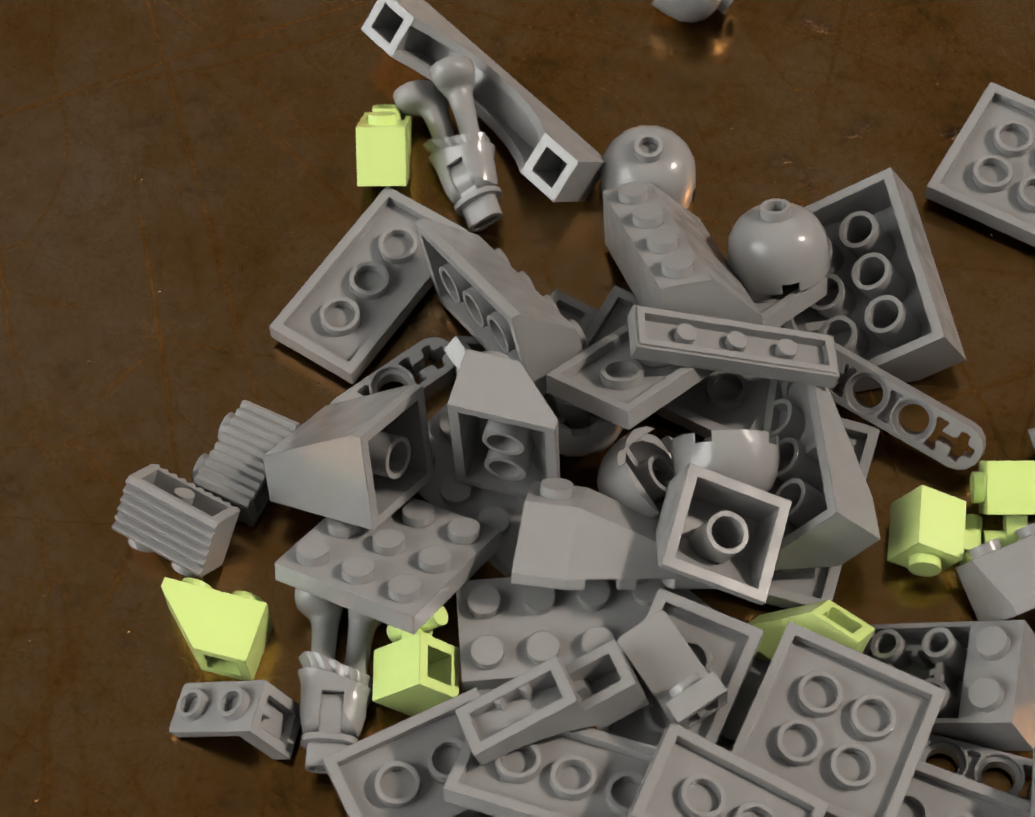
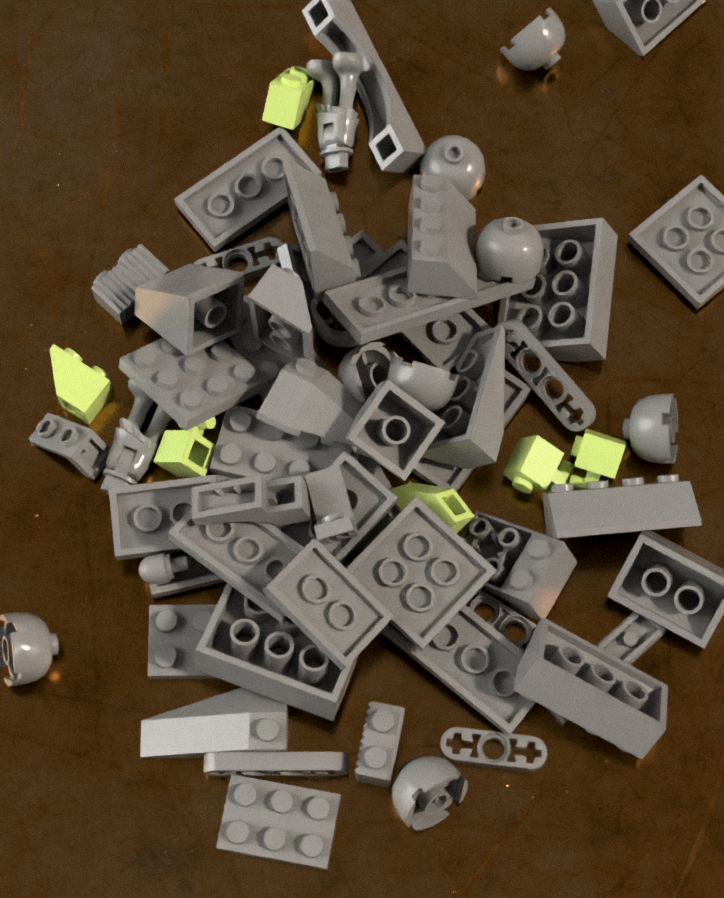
camera: 15 degrees right, 10 degrees up
(175, 520) = (73, 308): light grey brick -> none
(732, 346) = (448, 309): light grey tile -> none

